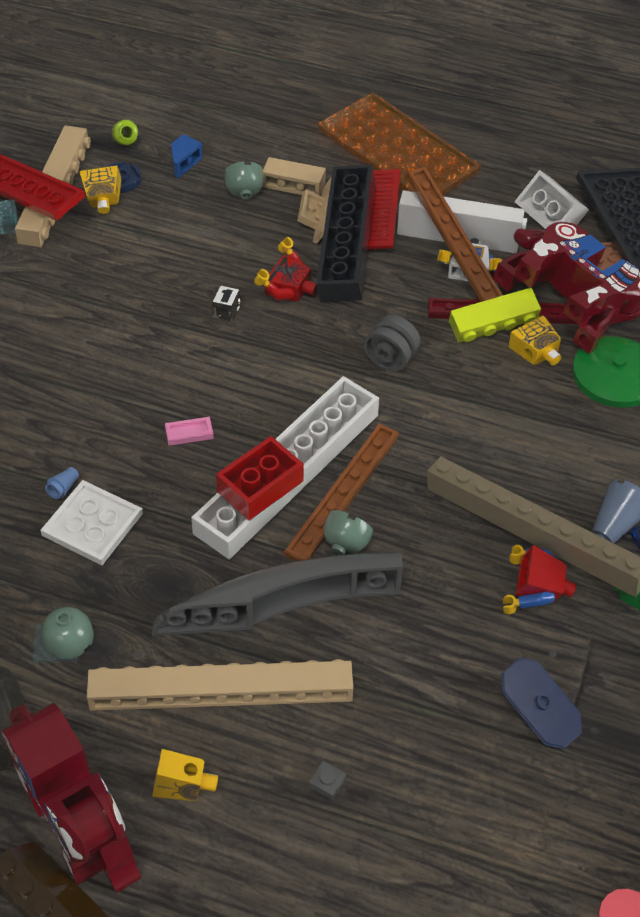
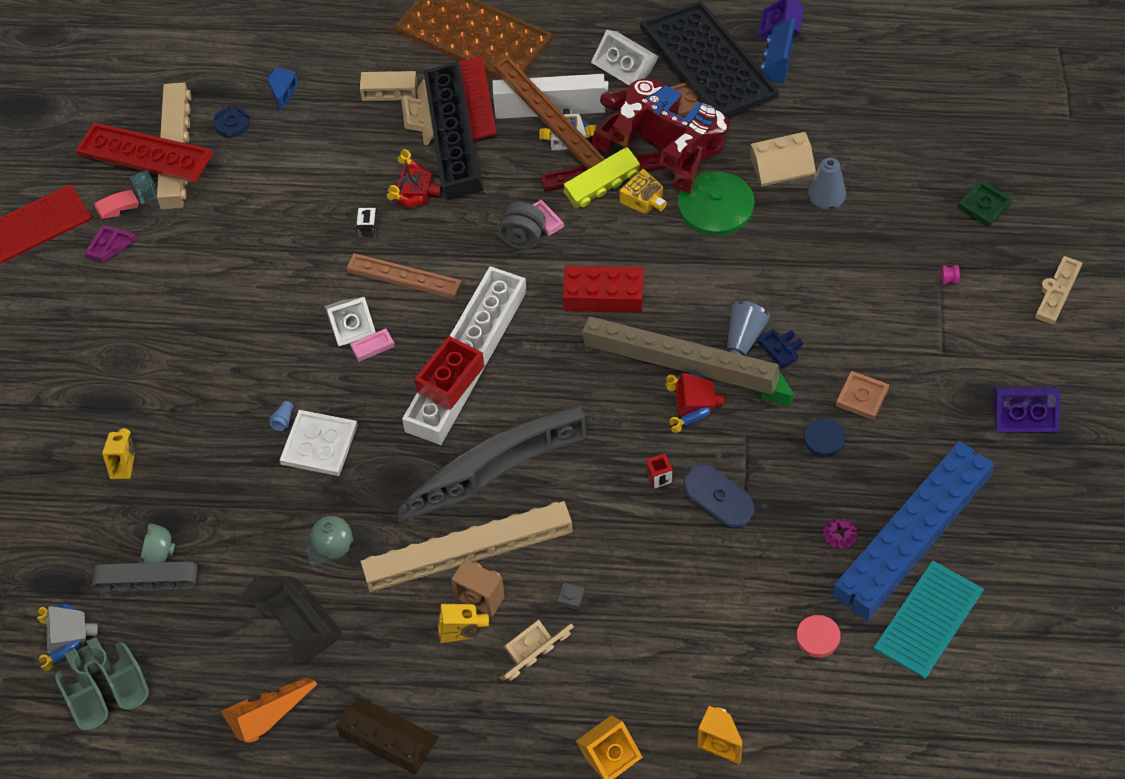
camera: 10 degrees left, 5 degrees up
(69, 797) = (367, 644): dark red animal -> none
(102, 187) = (219, 137): yellow torso -> none
(131, 132) = (226, 77): lime head -> none
(172, 398) = (350, 320): none -> white slope
(216, 739) = (478, 587): none -> medium nougat brick
(244, 180) = (345, 101): sand green cylinder -> none
(249, 367) = (404, 276): none -> nougat tile
(258, 829) = (529, 644): none -> tan bracket
(342, 492) = (516, 367): dark orange tile -> none
(345, 533) = (530, 400): sand green cylinder -> none
(427, 349) = (552, 222): none -> bright pink tile
(464, 431) = (603, 289): none -> red brick
(475, 654) = (659, 471): none -> red brick

